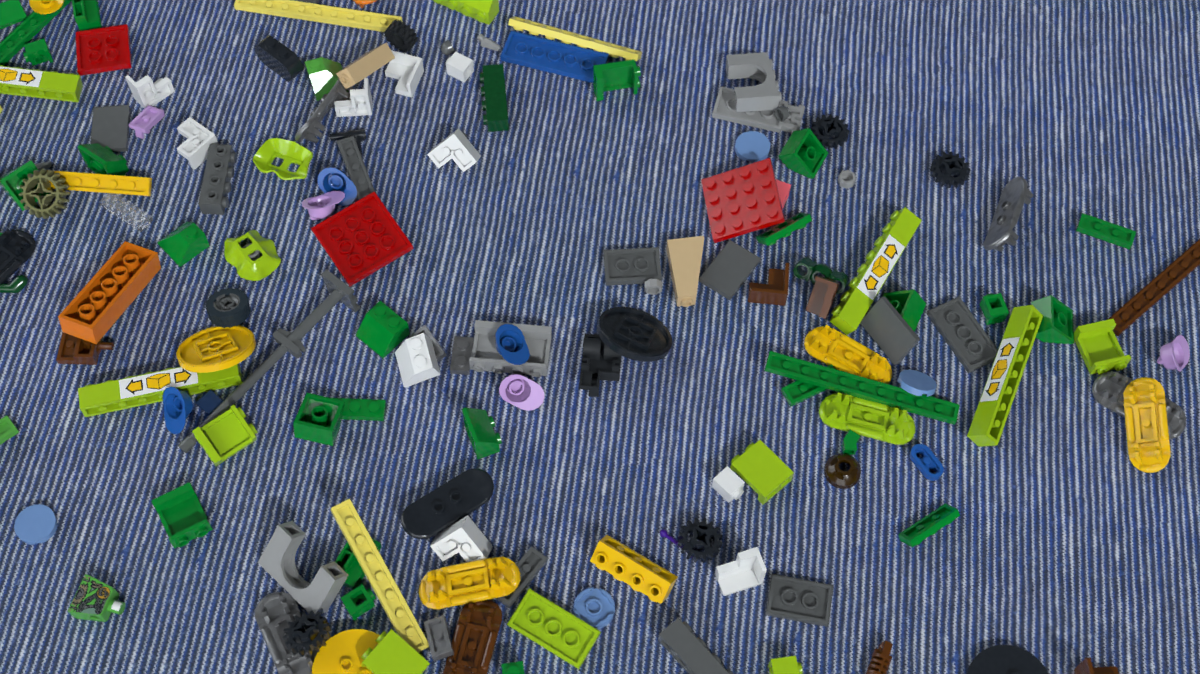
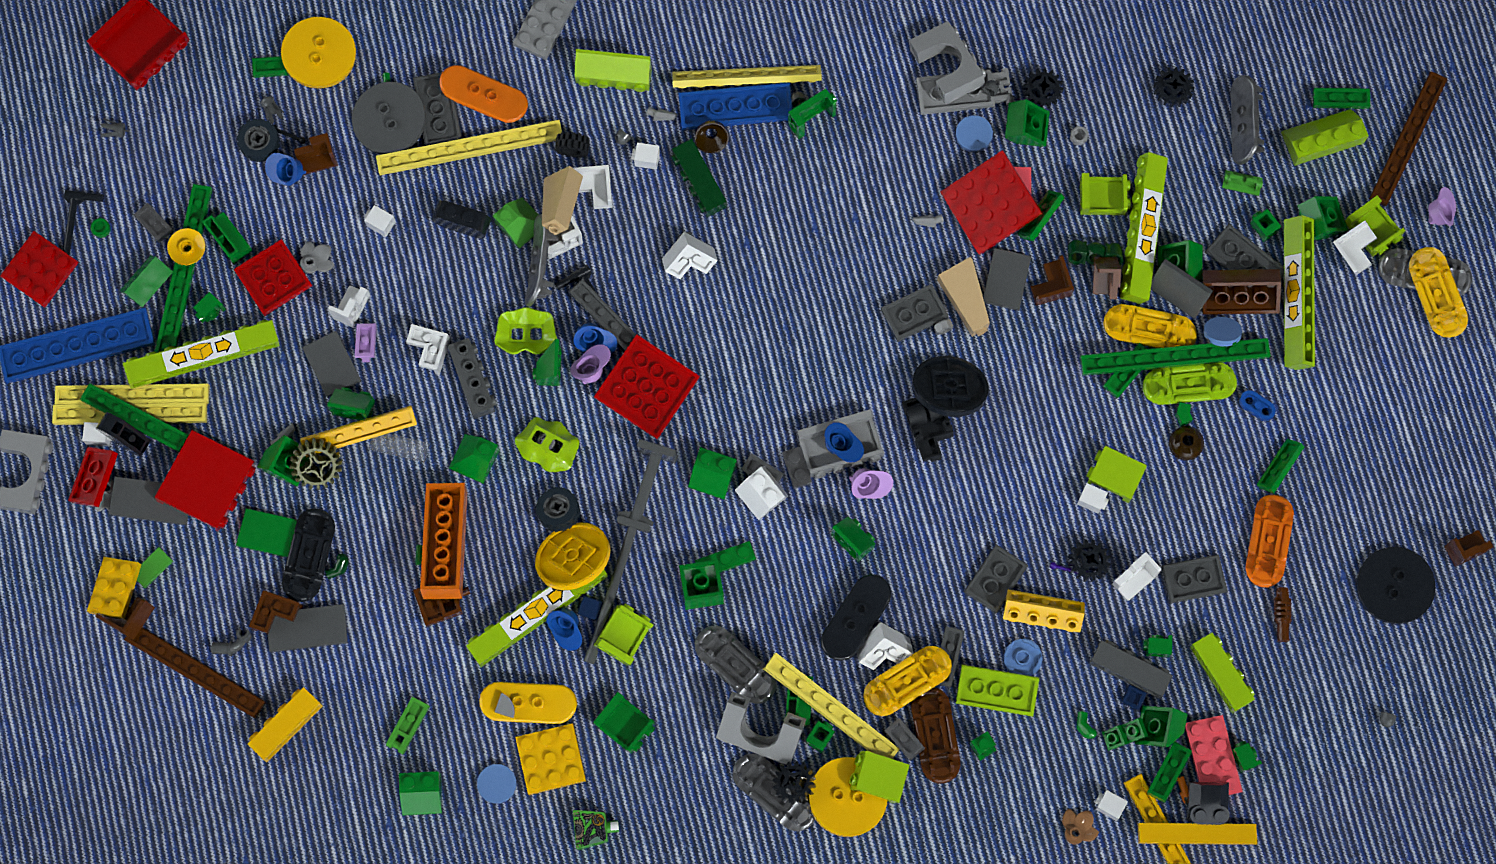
camera: 20 degrees left, 15 degrees up
(79, 453) = (505, 706): none -> light grey tile
(97, 522) = (550, 759): none -> yellow plate
(103, 460) = (531, 702): none -> yellow piece
(146, 48) = (318, 256): none -> light grey plate
(213, 39) = (379, 220): none -> white brick
(289, 191) = (549, 366): none -> green slope
(312, 503) = (735, 664): none -> flat silver piece
(513, 73) = (714, 143): none -> dark brown piece
(604, 518) = (994, 578): none -> dark grey tile
(680, 198) = (928, 220): none -> light grey bar
(735, 649) = (1157, 646): none -> green brick
(849, 233) = (1104, 195): none -> lime panel
(890, 593) = (1269, 540): none -> orange piece
(949, 355) = (1242, 291): none -> reddish brown slope
(984, 267) = (1242, 183): none -> bright green hinge
(1073, 352) = (1351, 244): none -> white panel
(1079, 258) = (1324, 136): none -> lime slope

